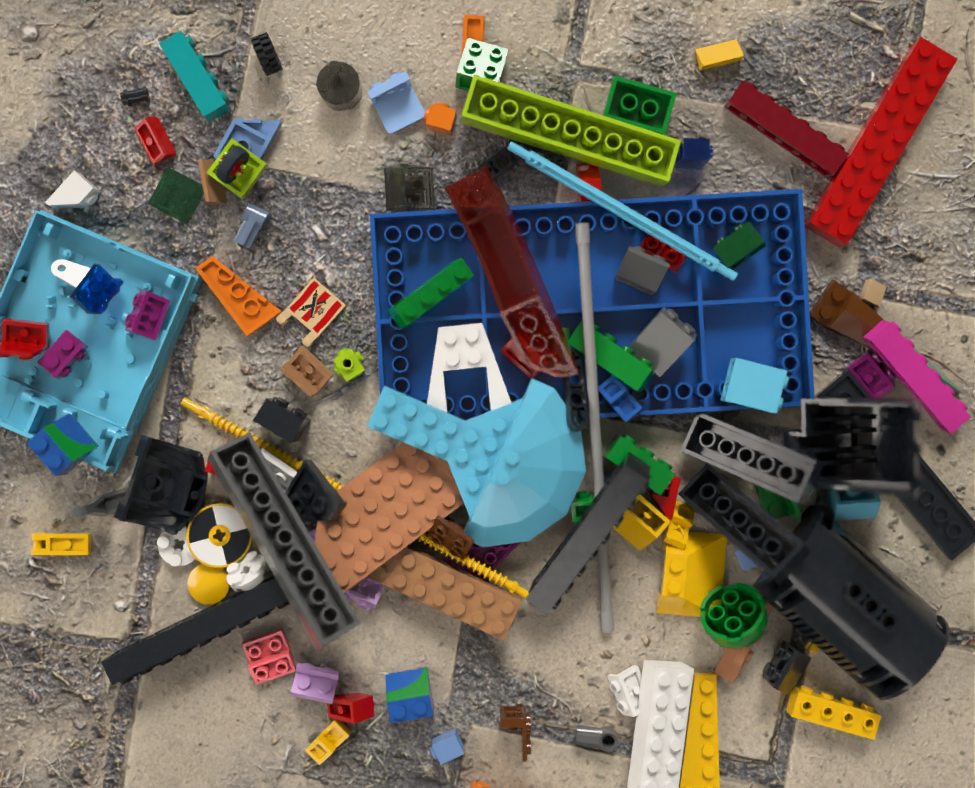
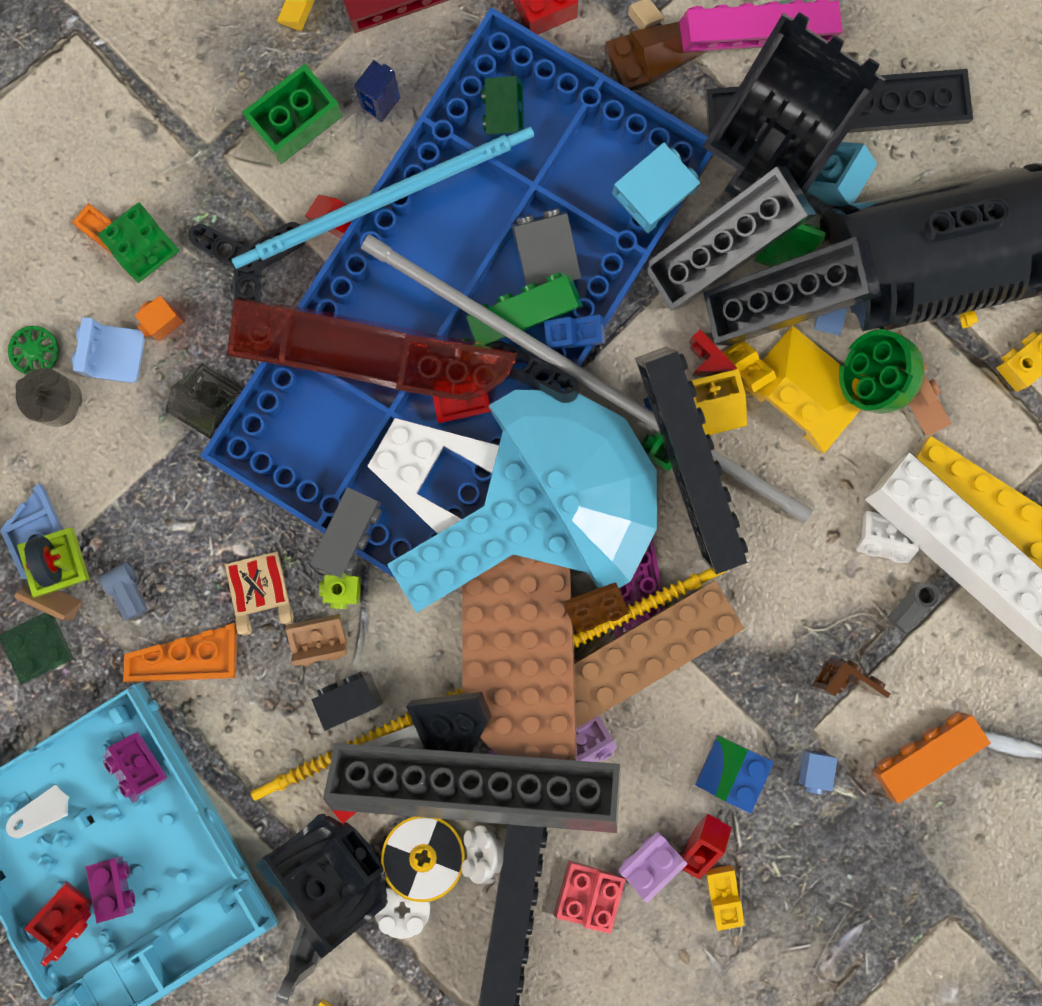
camera: 55 degrees left, 5 degrees down
(62, 445) = (202, 957): blue slope -> none
(96, 290) = (67, 802): clear blue bracket -> none
(208, 584) = (466, 908): yellow dish -> none
(363, 51) = (33, 349): none -> green wheel
(385, 345) = (347, 534): none -> dark grey brick
(430, 292) = (325, 449): green brick -> none
(570, 131) = (265, 196): lime brick -> none
(641, 270) = (458, 220): dark grey slope -> none
(656, 247) = (456, 190): red slope -> none
(660, 470) = (625, 367): green brick -> none
(785, 667) = (971, 358): black slope -> none
(872, 374) = (725, 70): magenta bracket -> none

